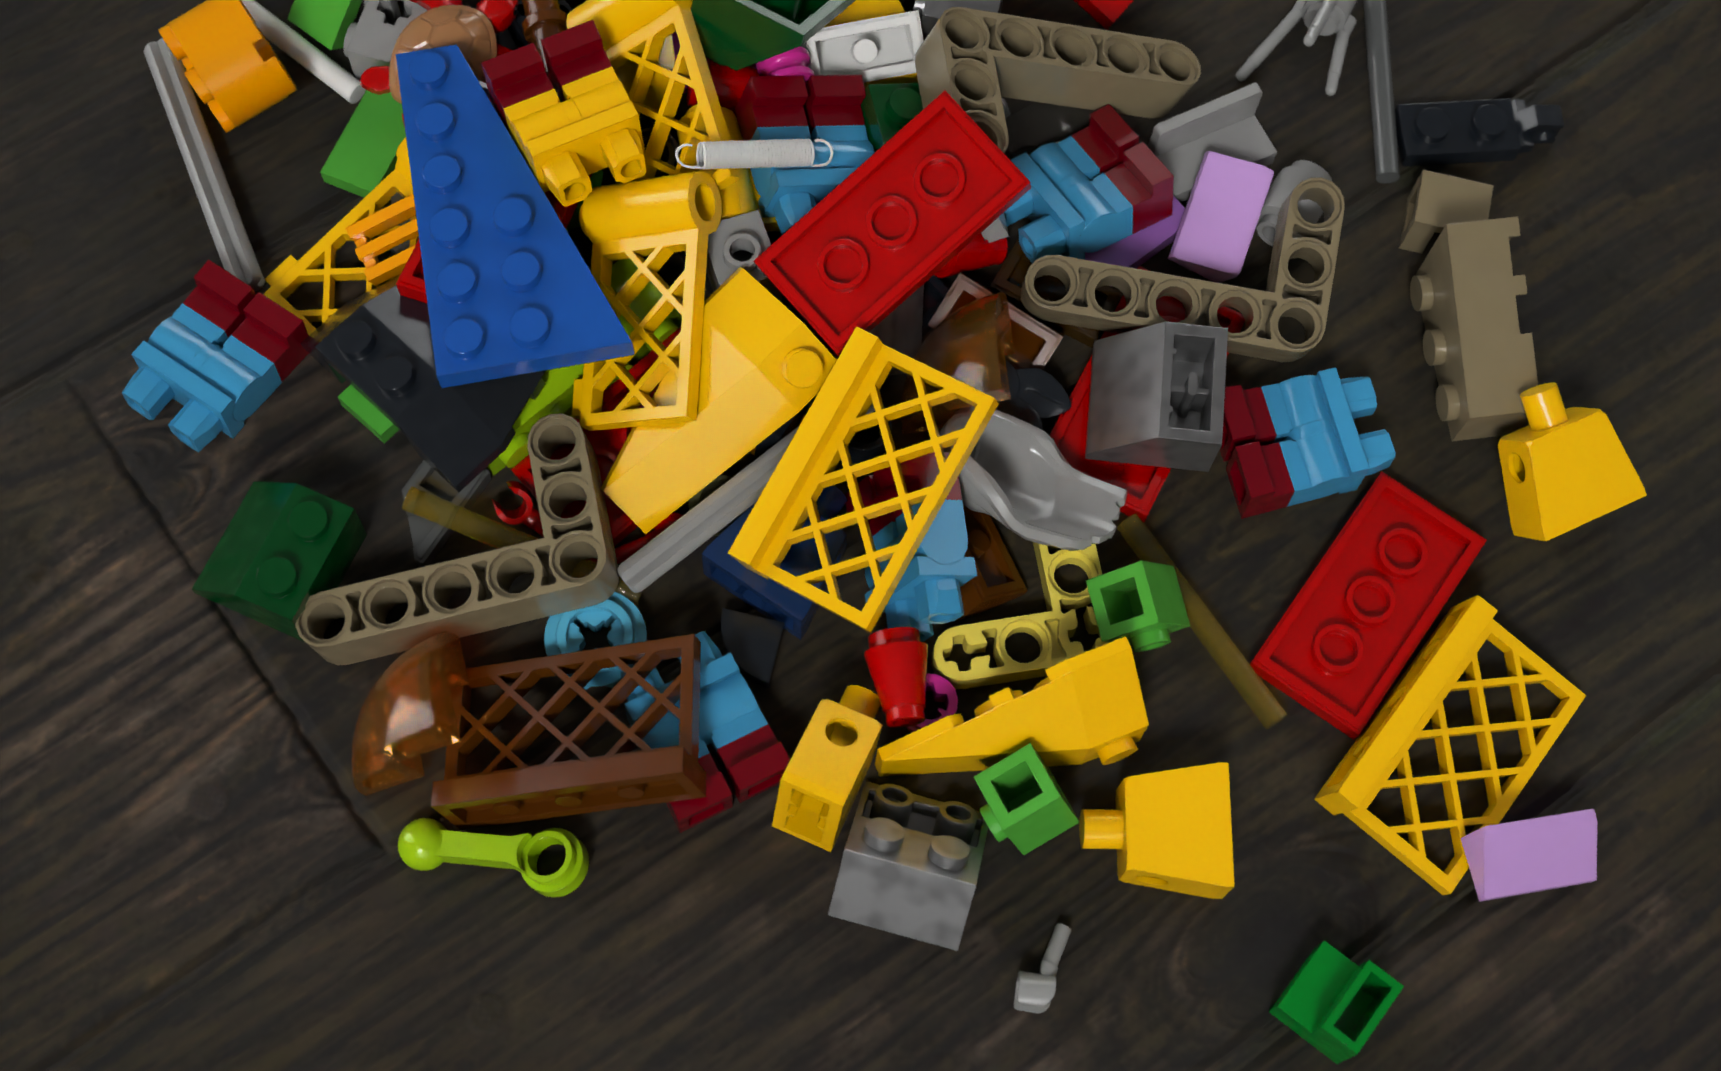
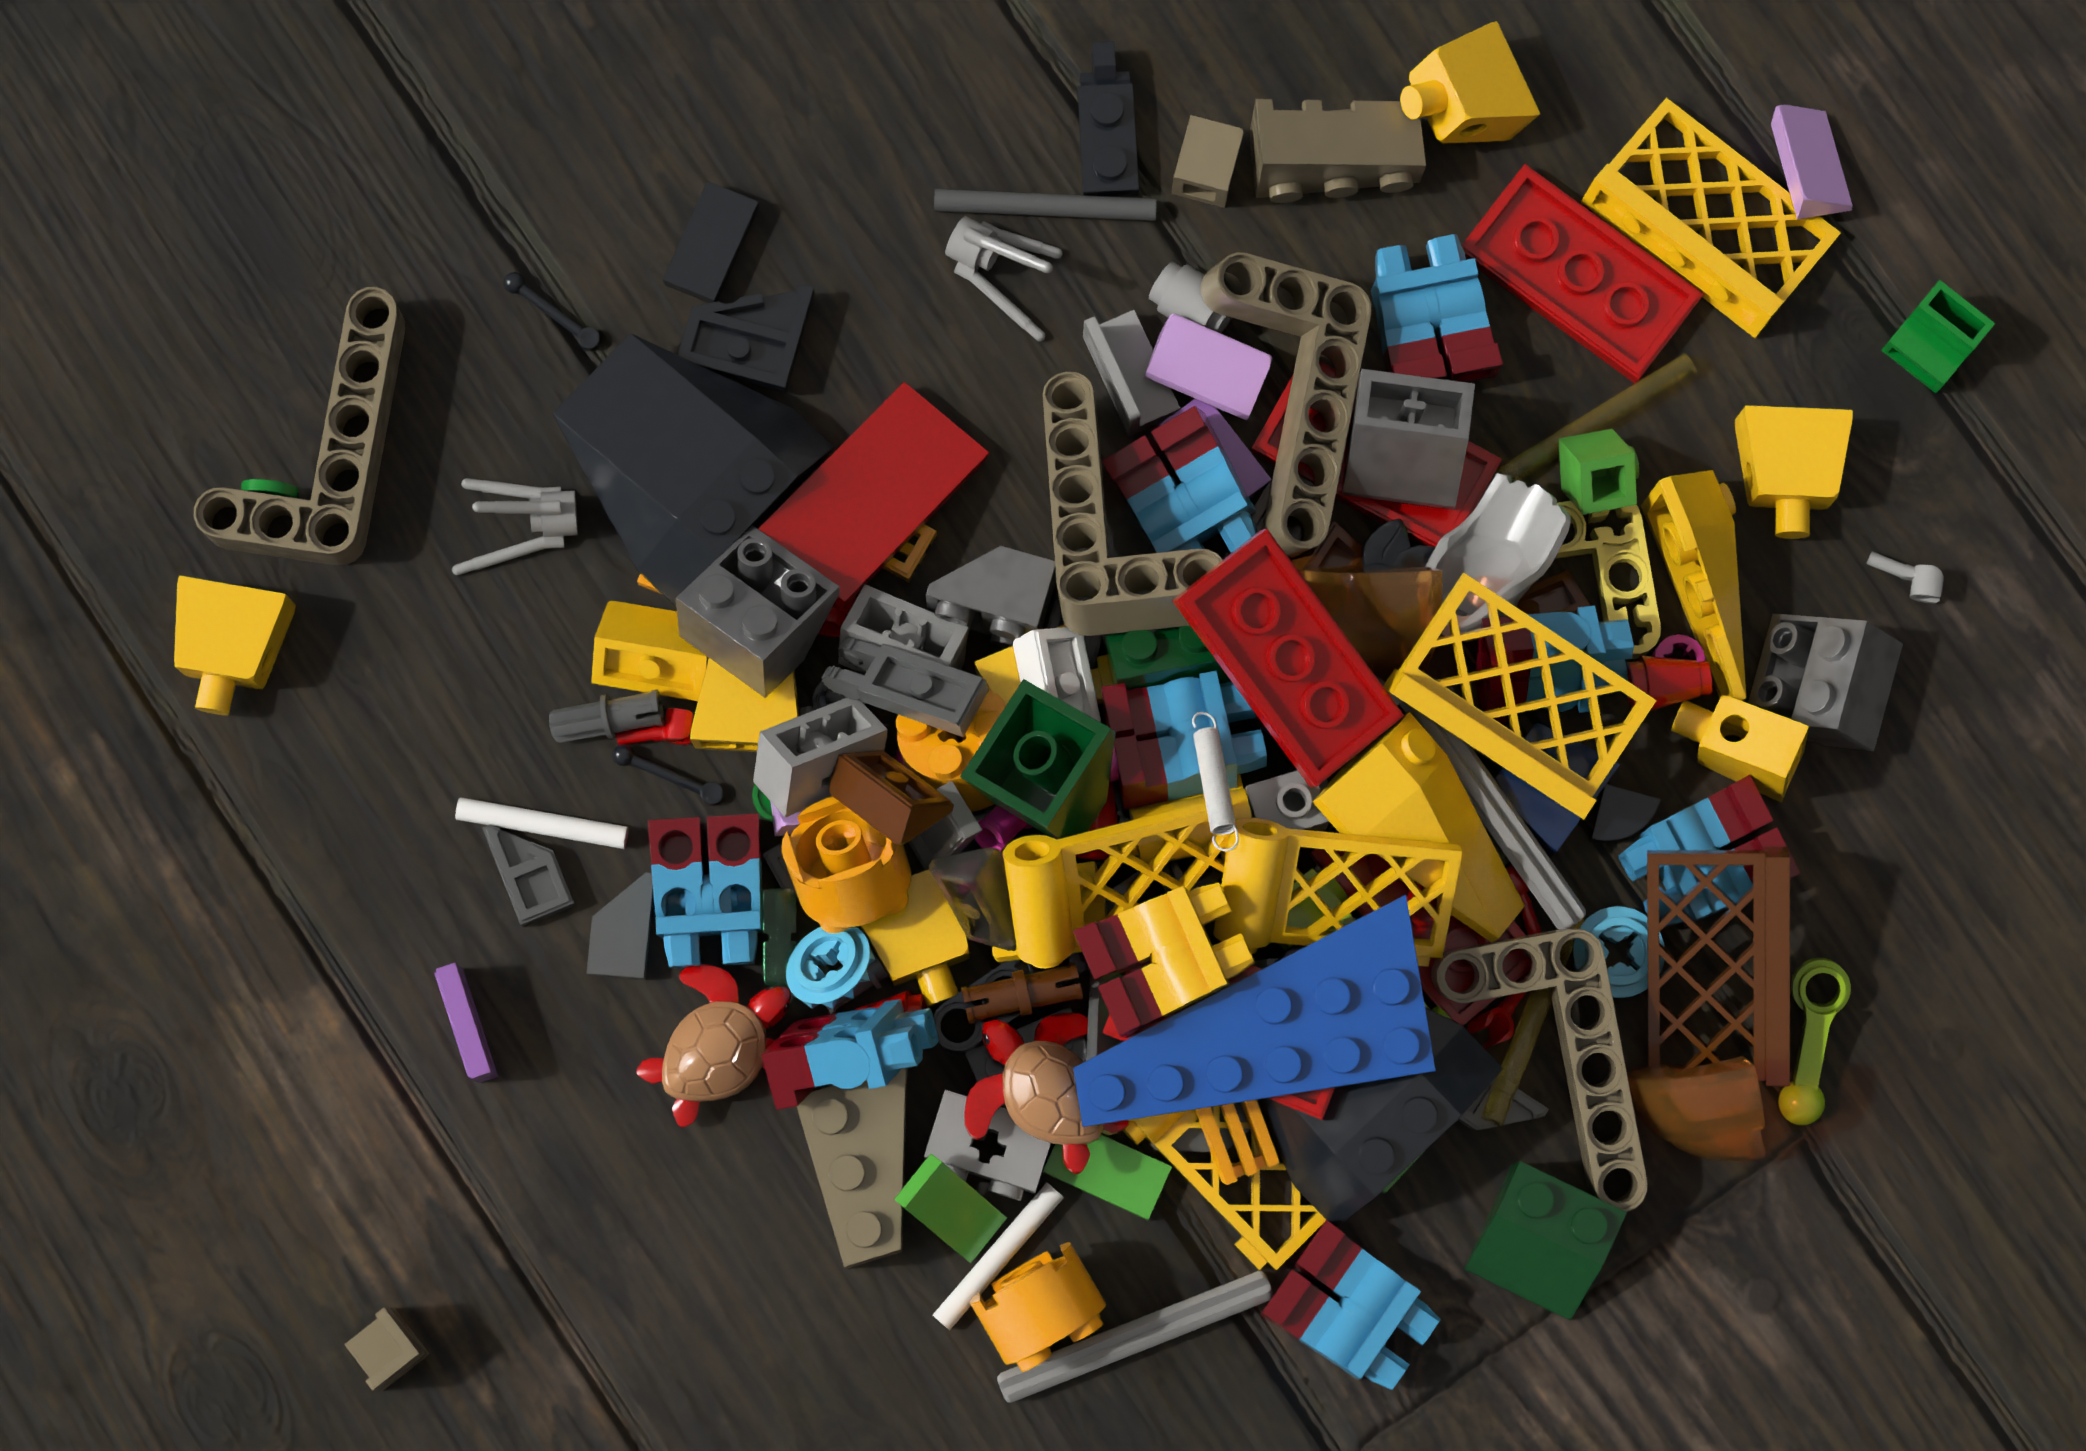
camera: 85 degrees left, 10 degrees up
(1024, 801) = (1776, 580): bright green brick -> none

